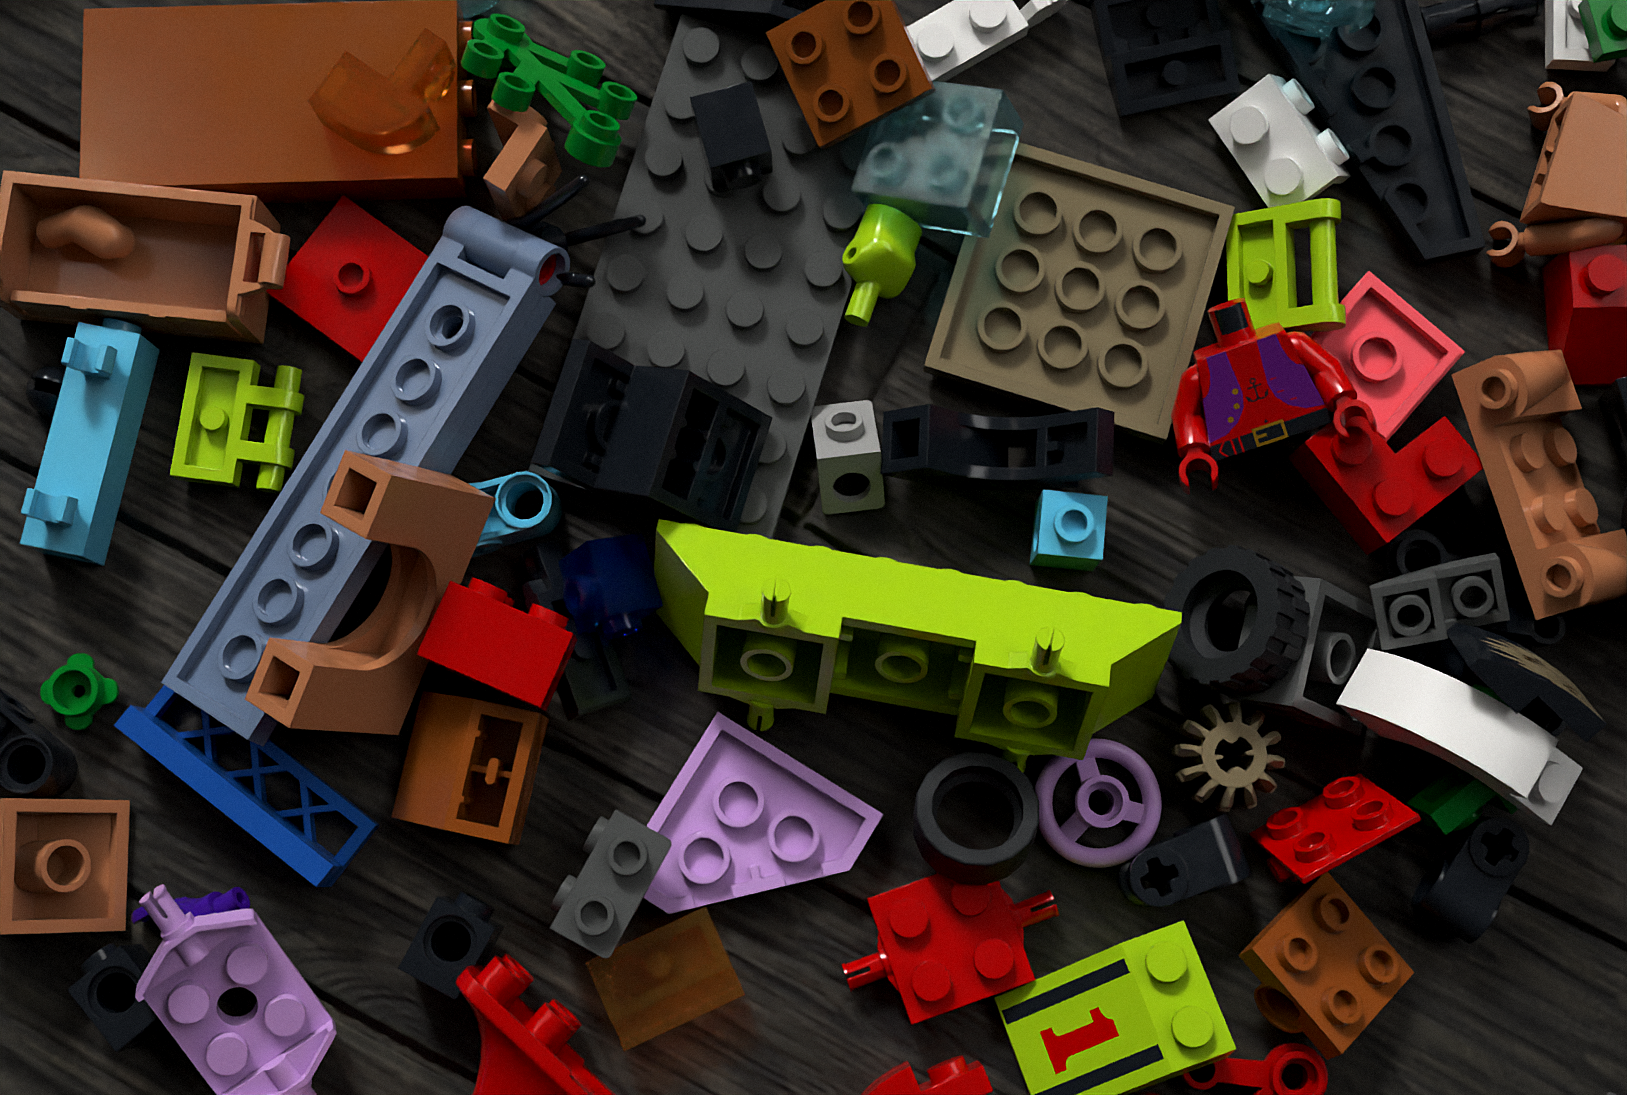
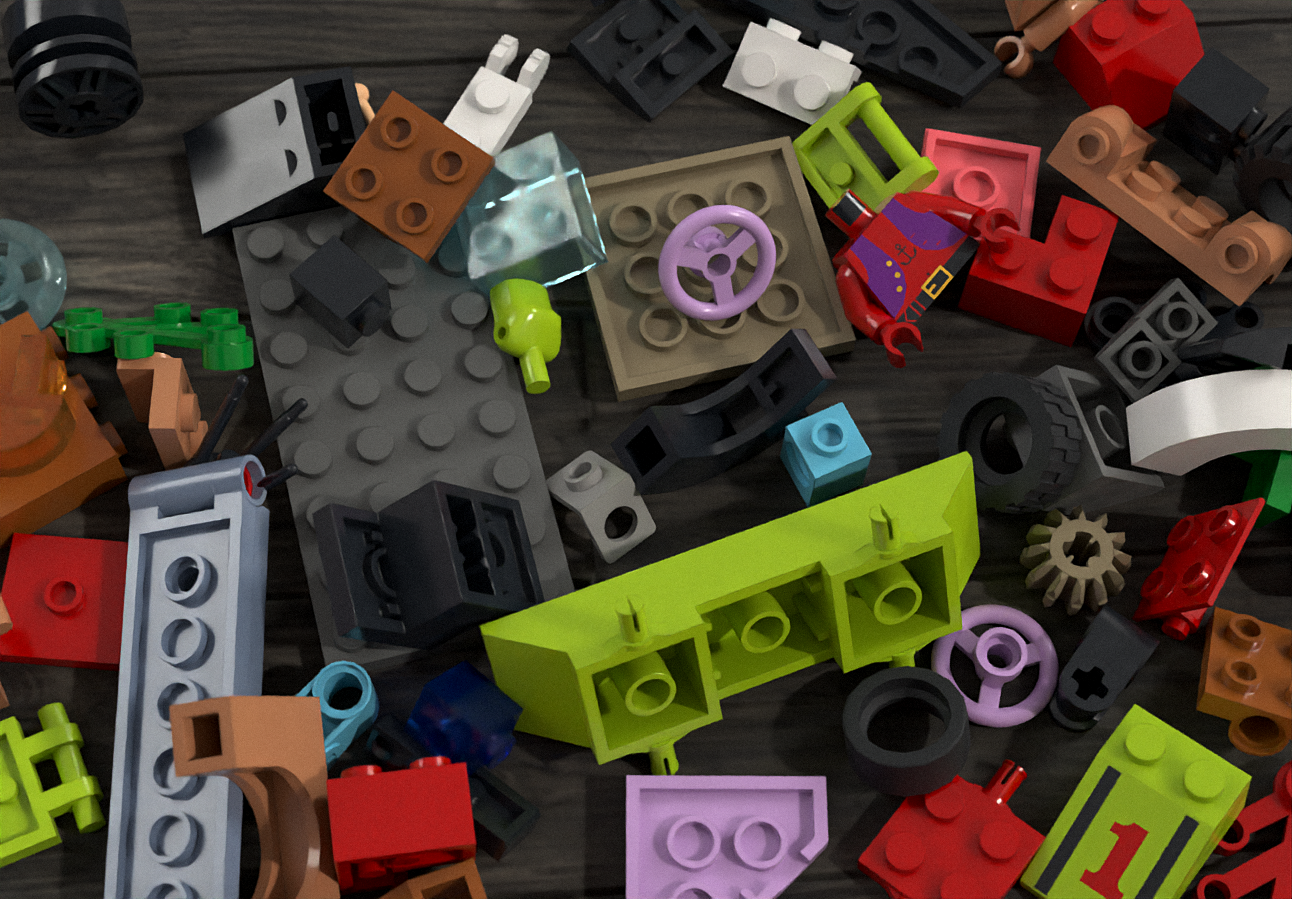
camera: 35 degrees left, 15 degrees down
(1081, 289) = (693, 245): none -> lavender piece

